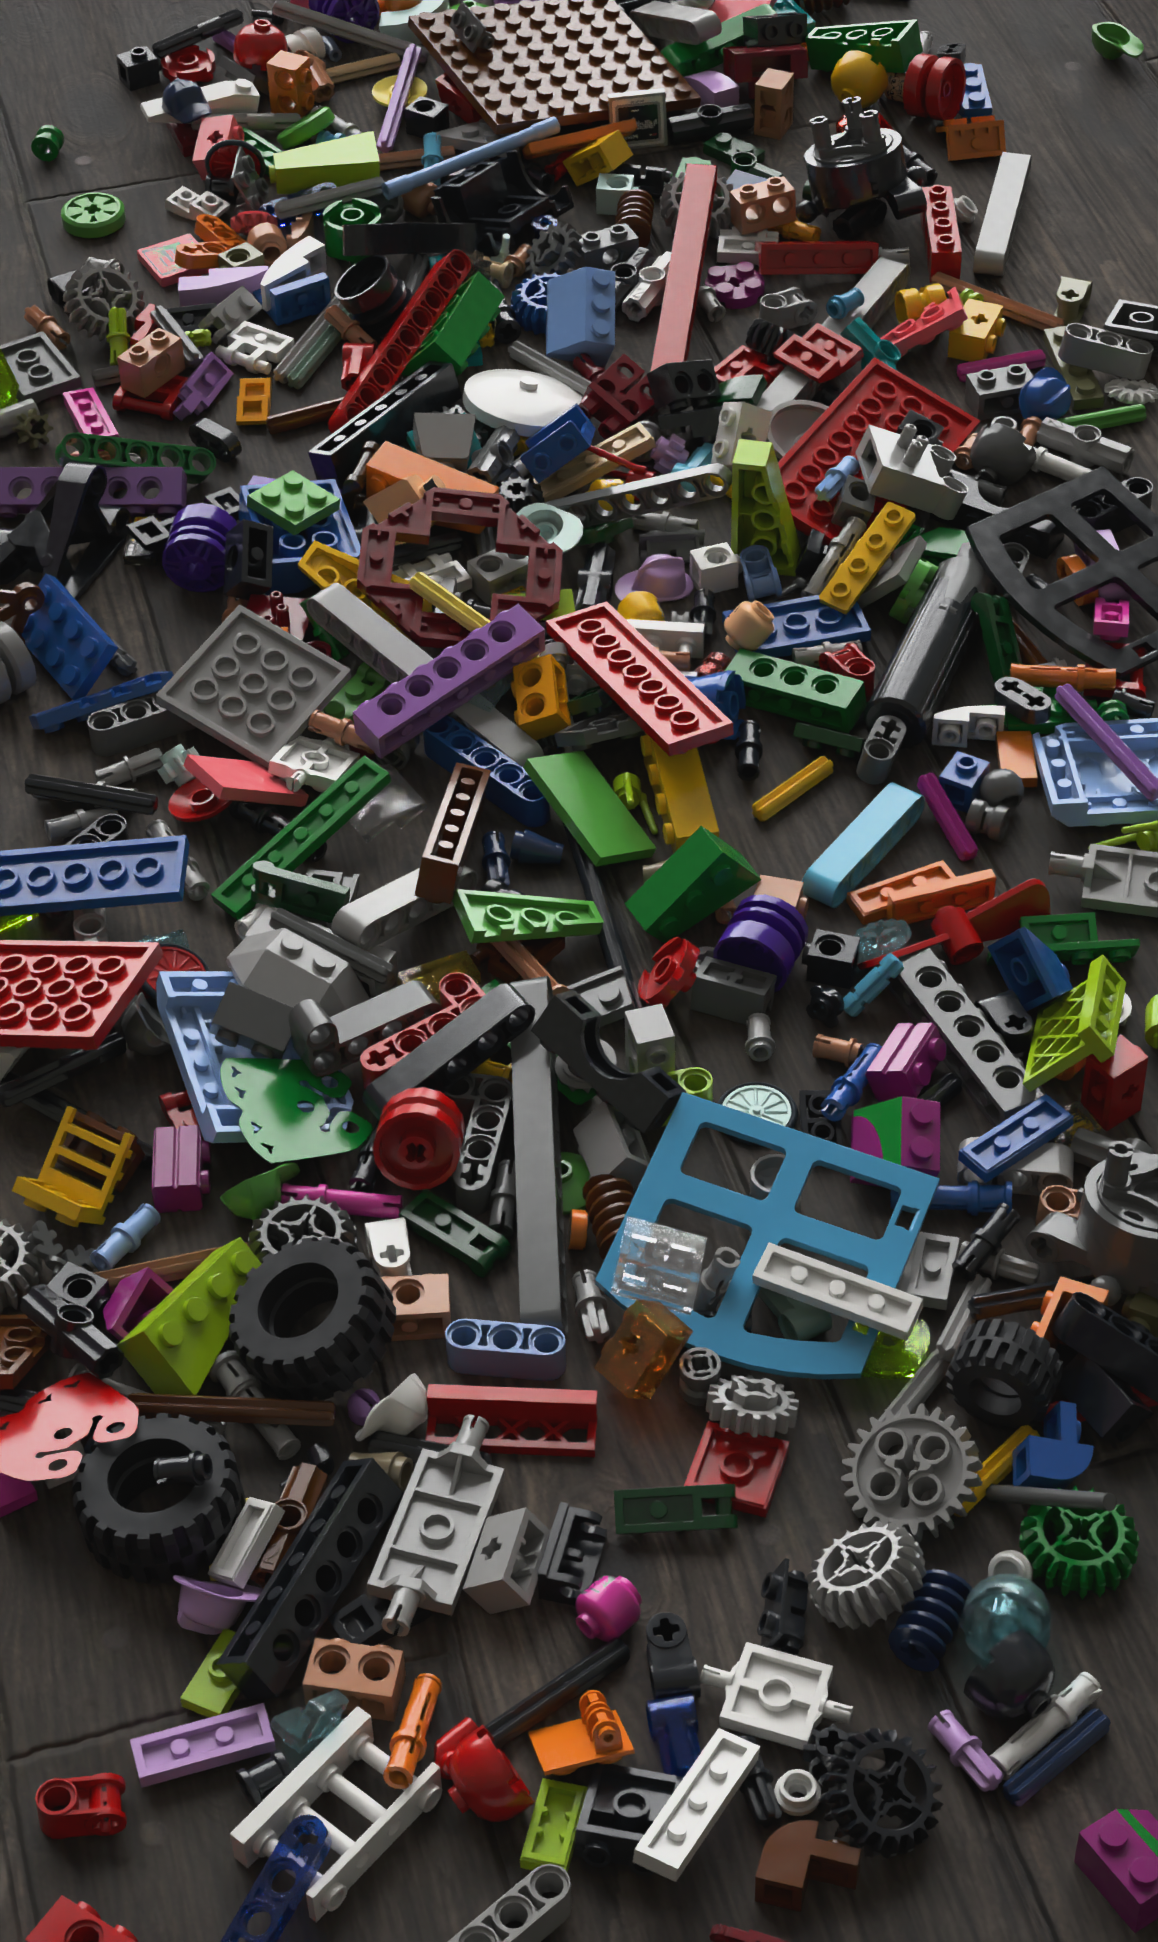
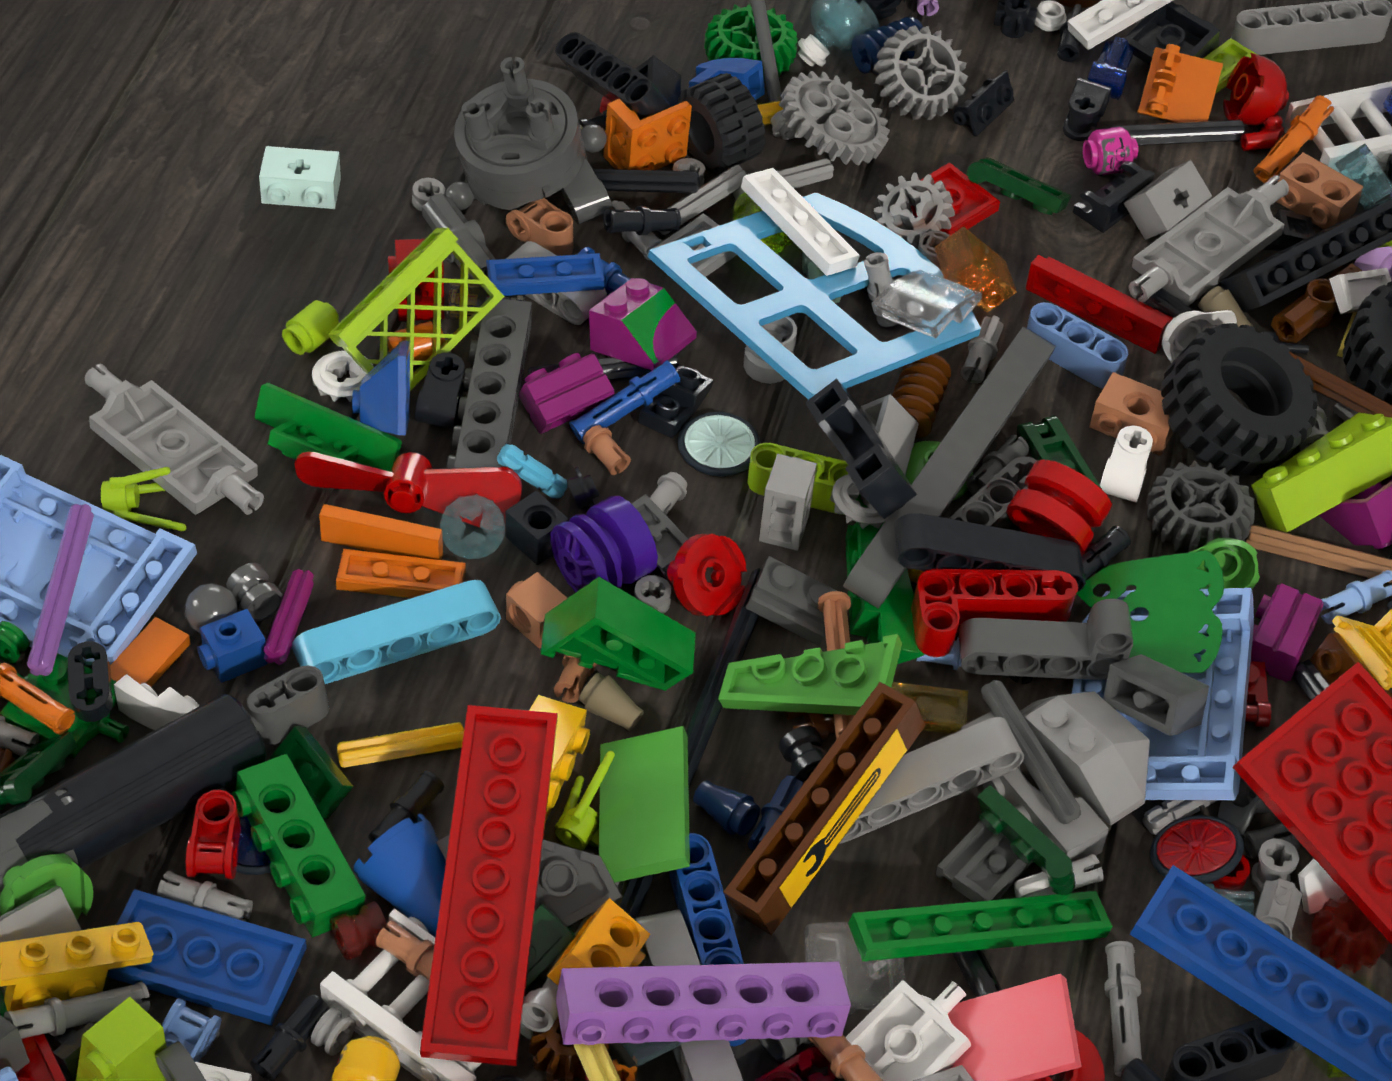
camera: 155 degrees left, 5 degrees up
(354, 1202) = (1146, 535): dark pink pin -> none
(577, 1229) = (952, 407): orange tile -> none
(749, 625) = (284, 927): light nougat head -> none
(776, 1695) = (1030, 61): white plate -> none

